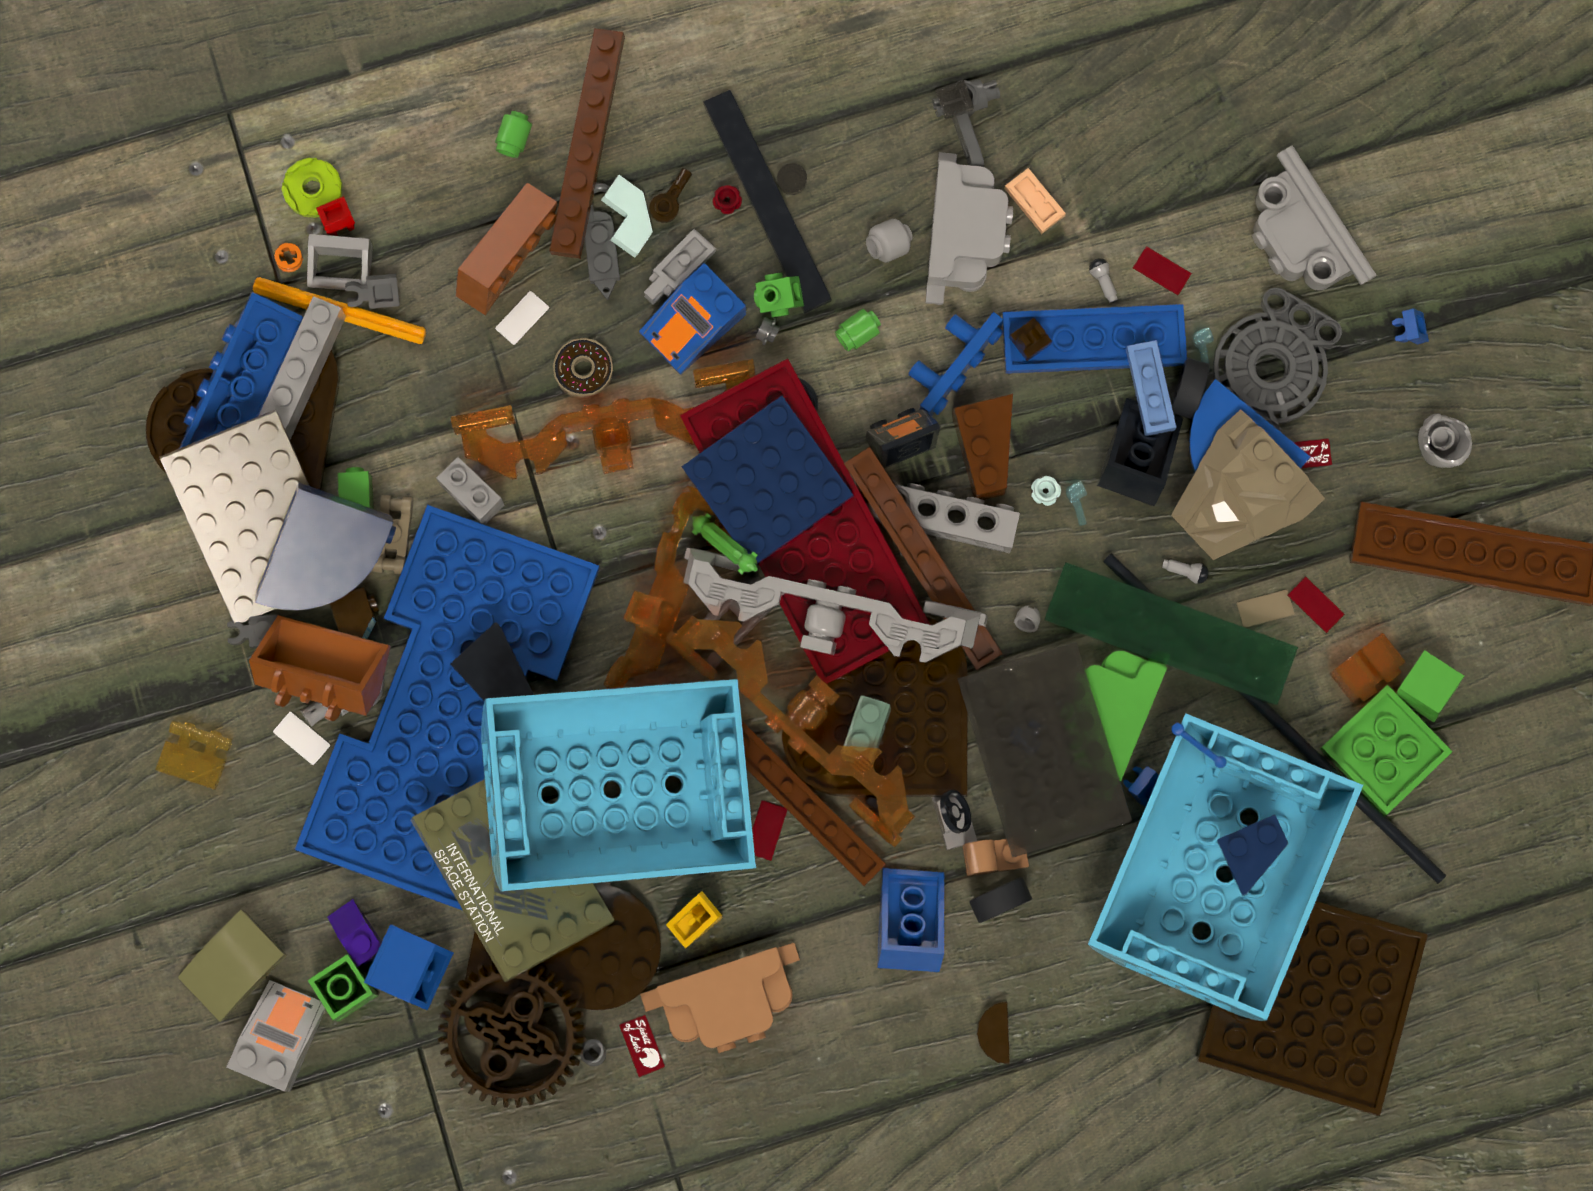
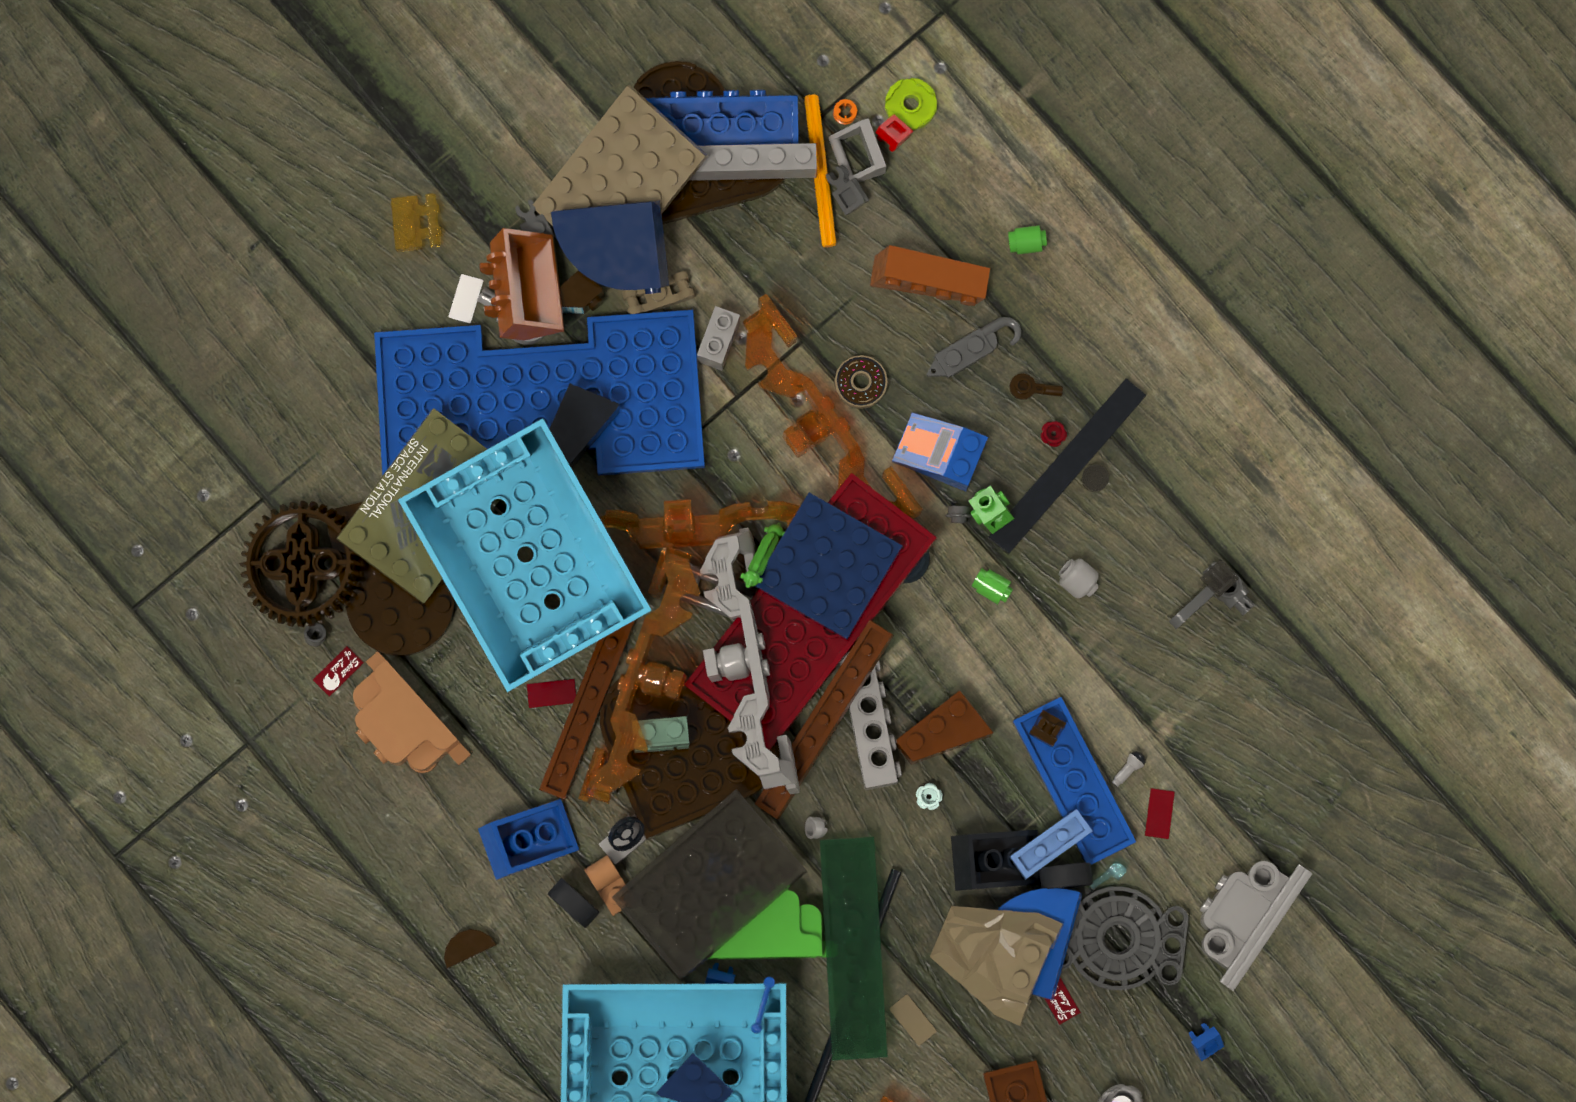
camera: 65 degrees right, 0 degrees up
(232, 965) = (264, 326): olive slope -> none
(277, 1036) = (223, 386): light grey slope -> none
(342, 988) = (282, 418): bright green head -> none
(355, 933) = (329, 410): dark purple slope -> none
(356, 486) = (680, 249): bright green brick -> none
(408, 967) = (318, 460): blue slope -> none
(522, 317) = (881, 315): white sticker -> none
(587, 143) = (1047, 301): reddish brown plate -> none
(631, 204) = (1013, 358): light aqua tile -> none
(678, 266) = (979, 419): light grey hinge -> none
(694, 920) = (454, 667): yellow slope -> none
(903, 437) = (917, 659): black slope -> none
(965, 228) = (1118, 634): light grey brick -> none
(976, 341) = (988, 681): blue plate -> none
(1035, 200) = (1168, 682): light nougat plate -> none
(1074, 493) = (938, 821): clear light blue hand -> none
(1195, 572) = (916, 949): light grey piece -> none
(1316, 604) = (934, 1060): dark red sticker -> none

